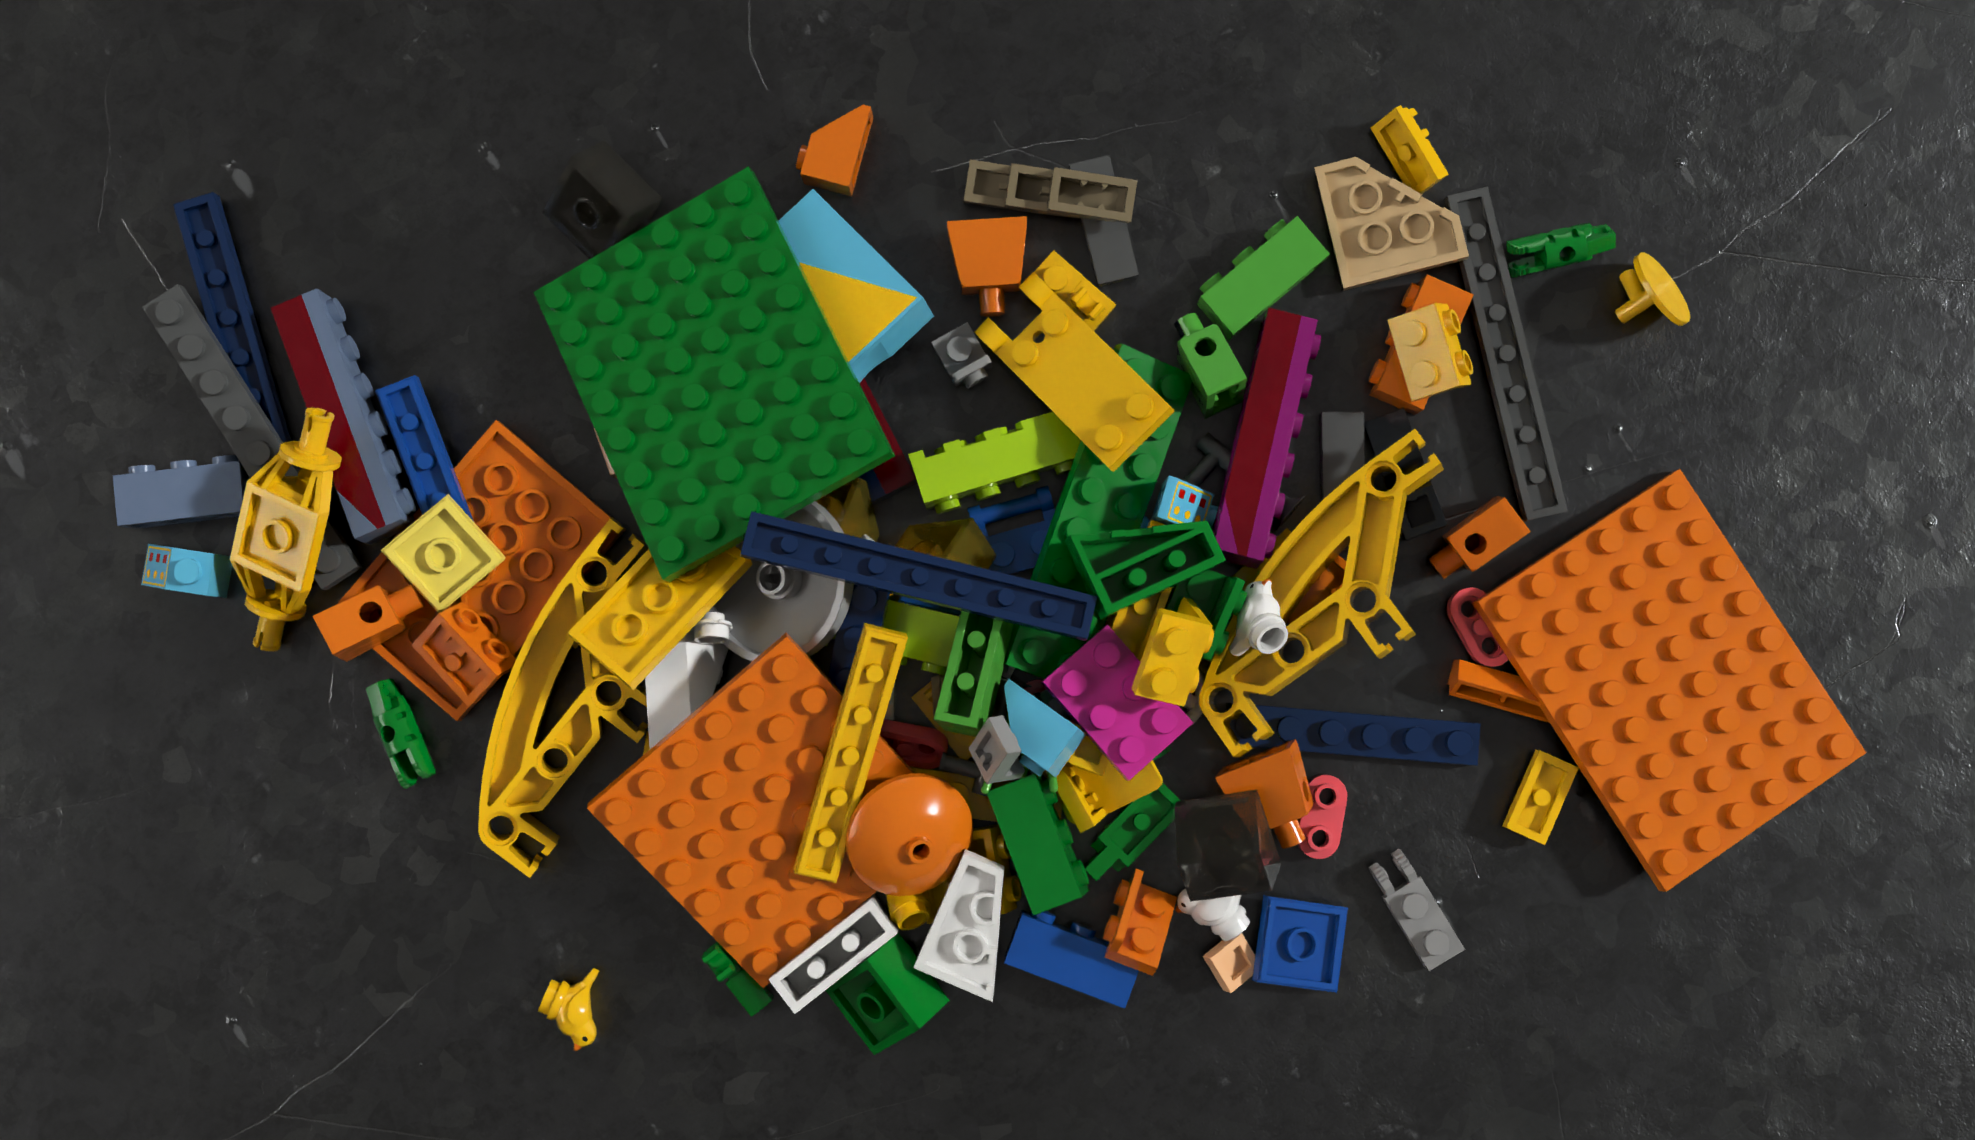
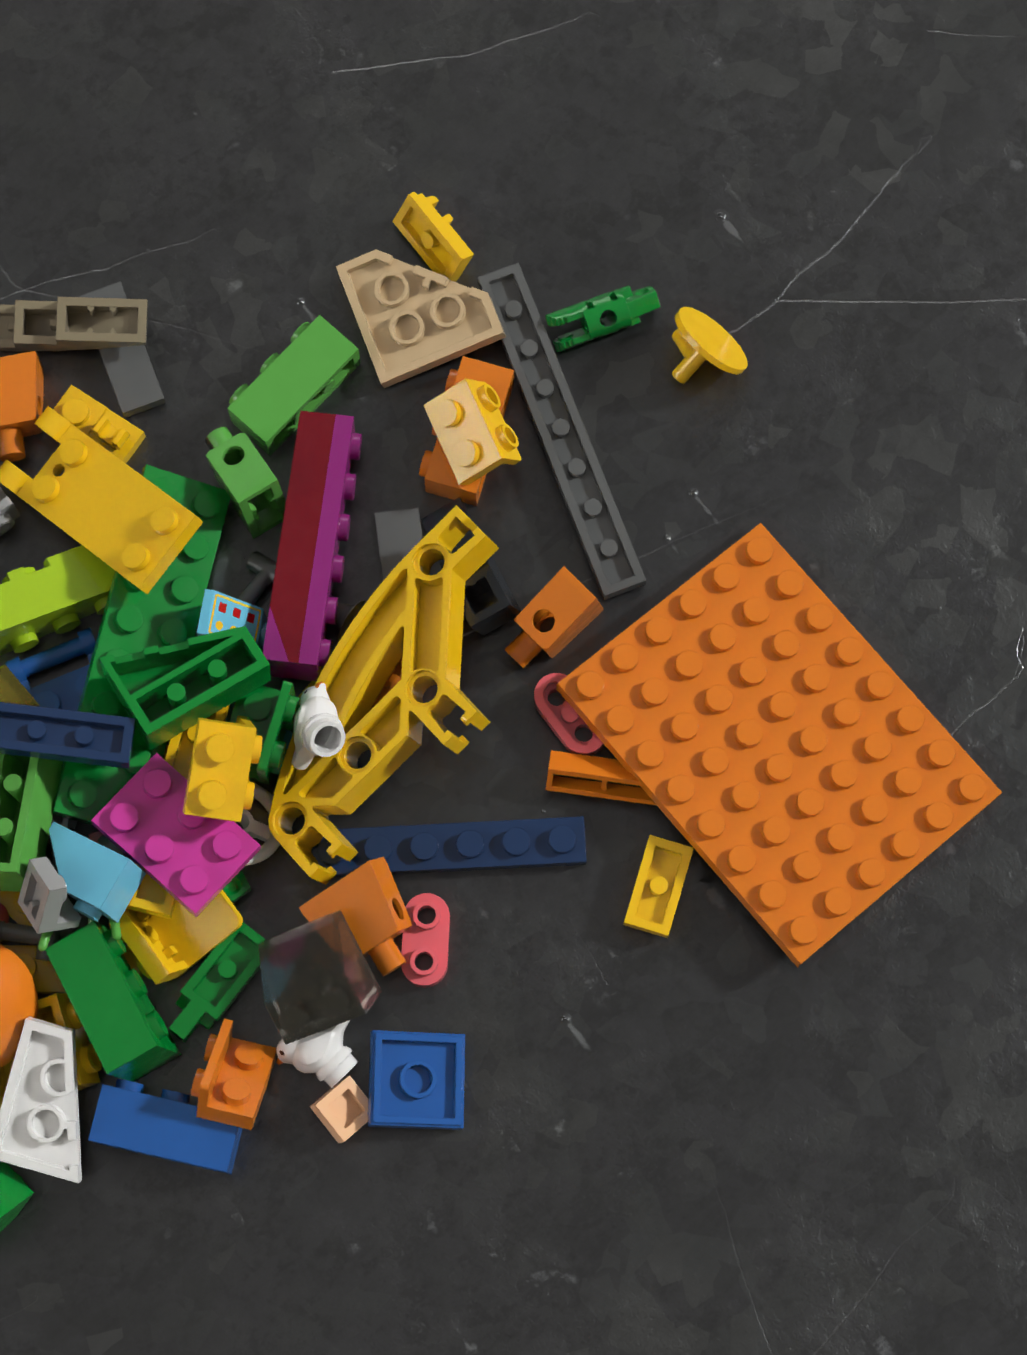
camera: 10 degrees left, 10 degrees down
(1418, 914) = (543, 1031): light grey hinge -> none

